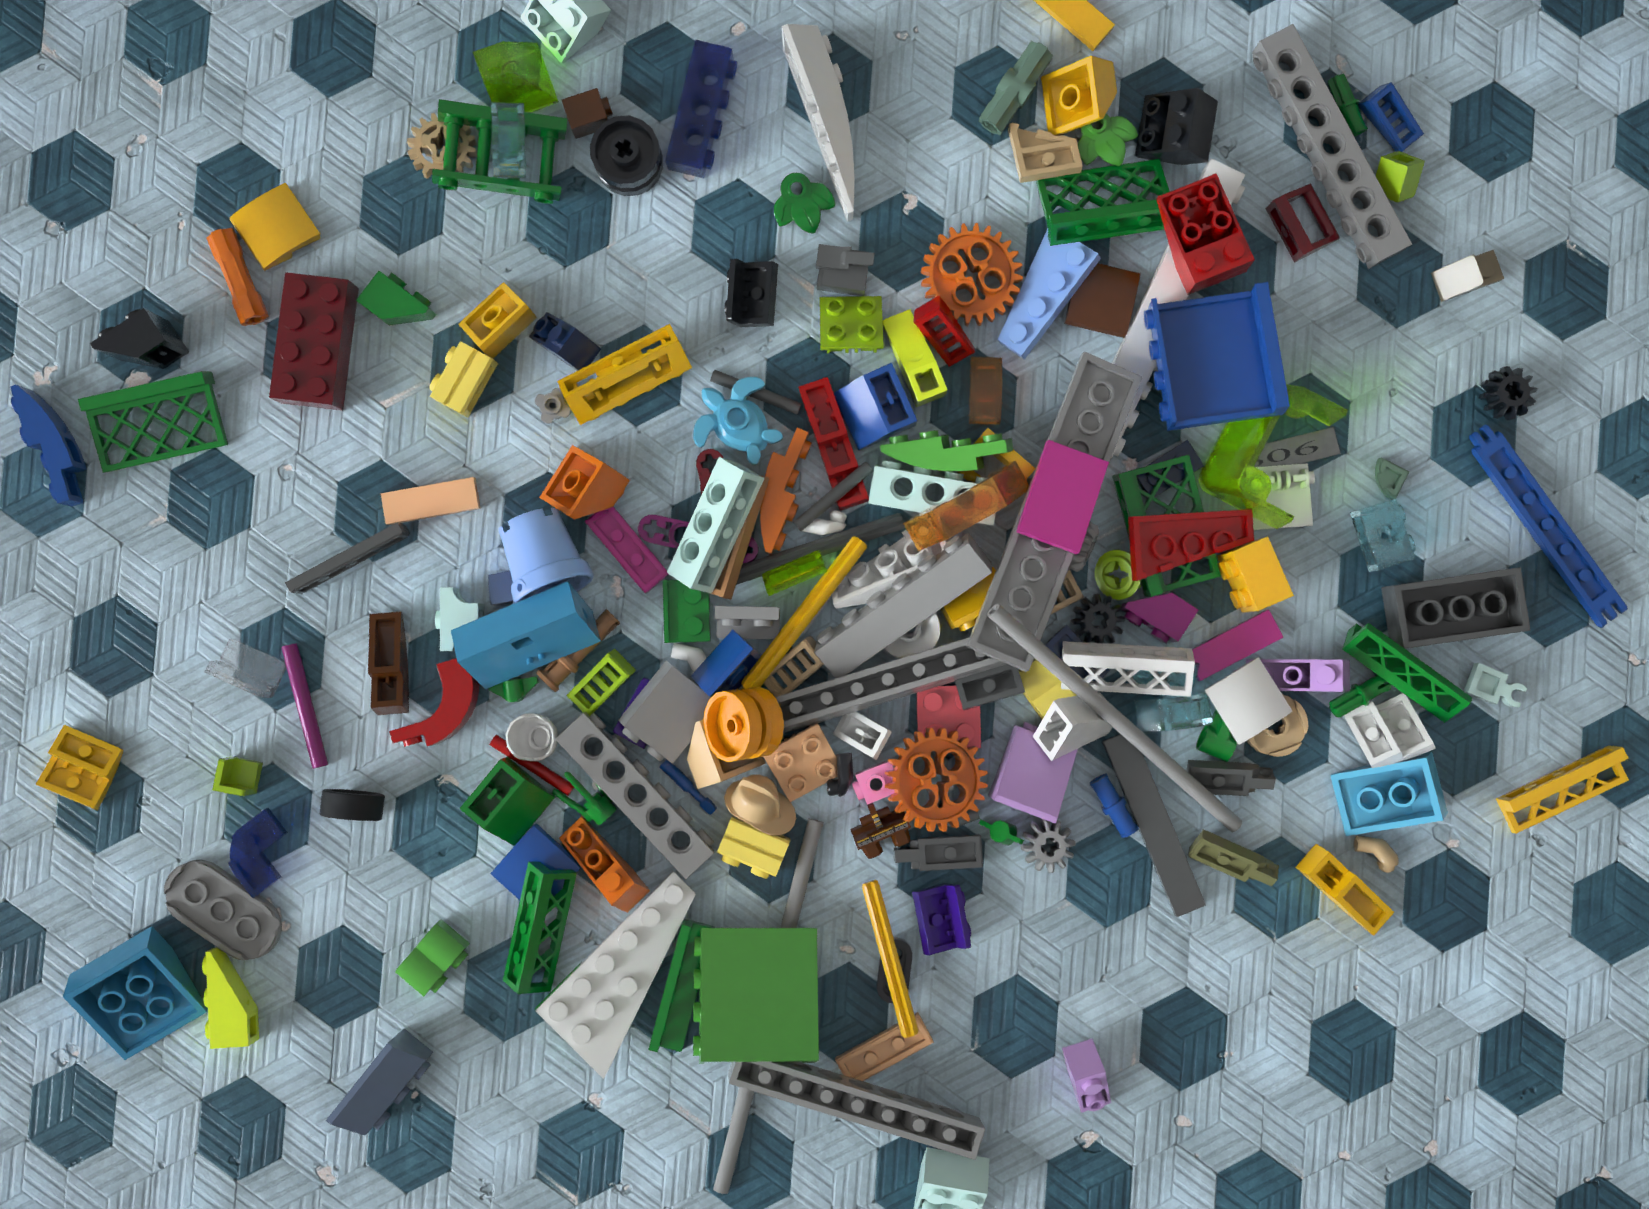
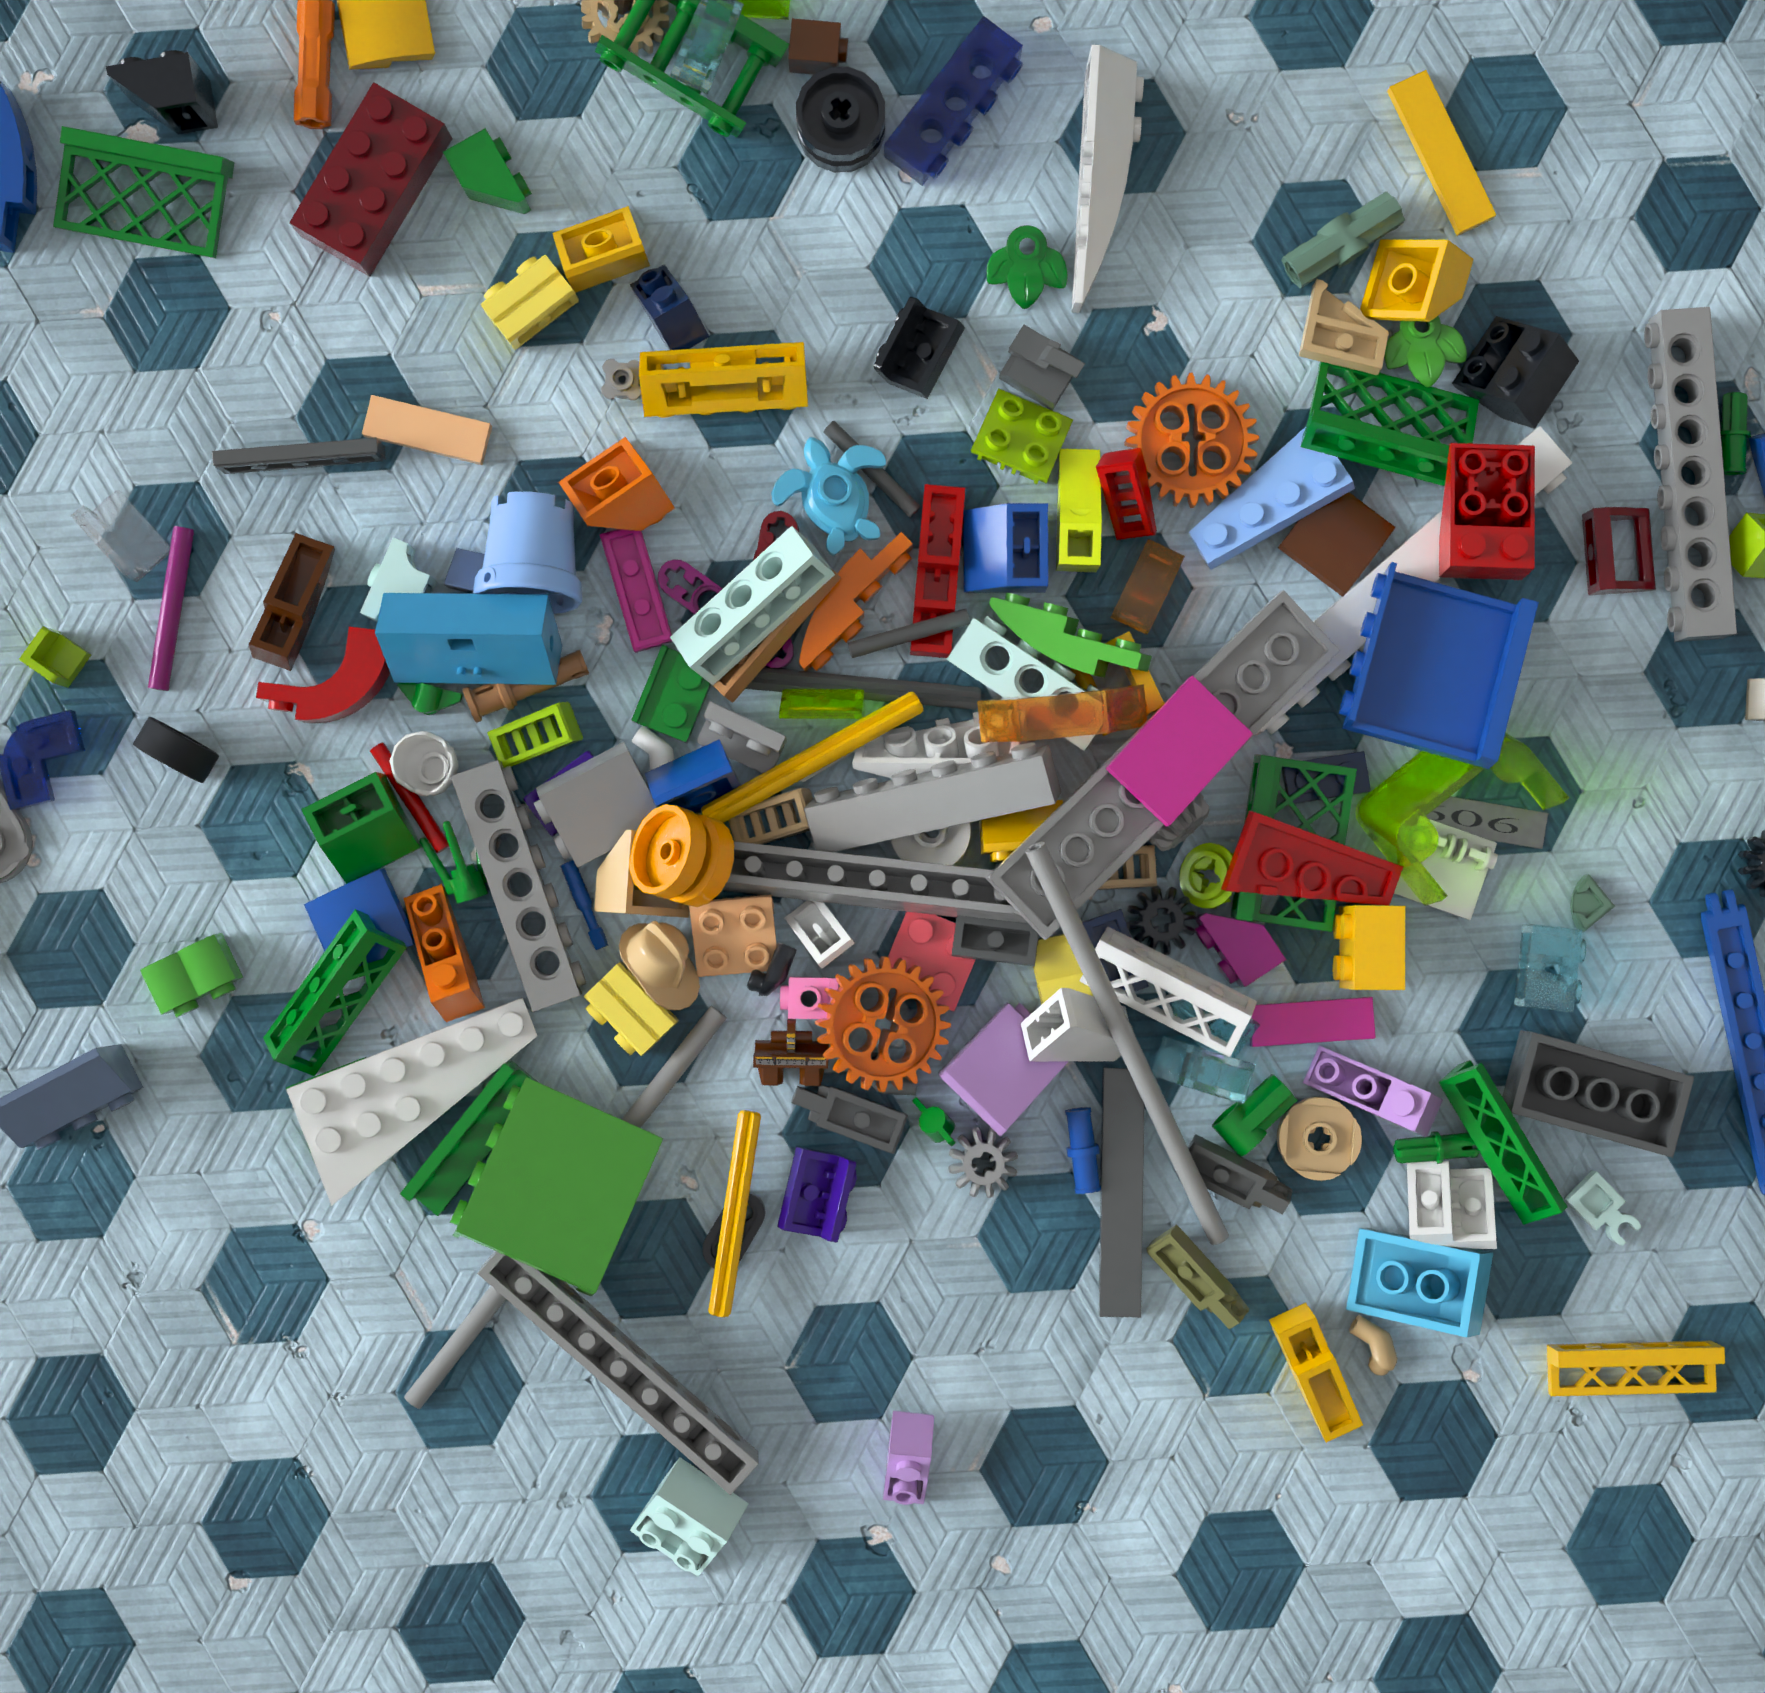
camera: 25 degrees right, 0 degrees up
(822, 527) = (882, 665): white arm -> none
(882, 1051) = (678, 1321): light nougat tile -> none
(1248, 701) = (1298, 1094): white slope -> none

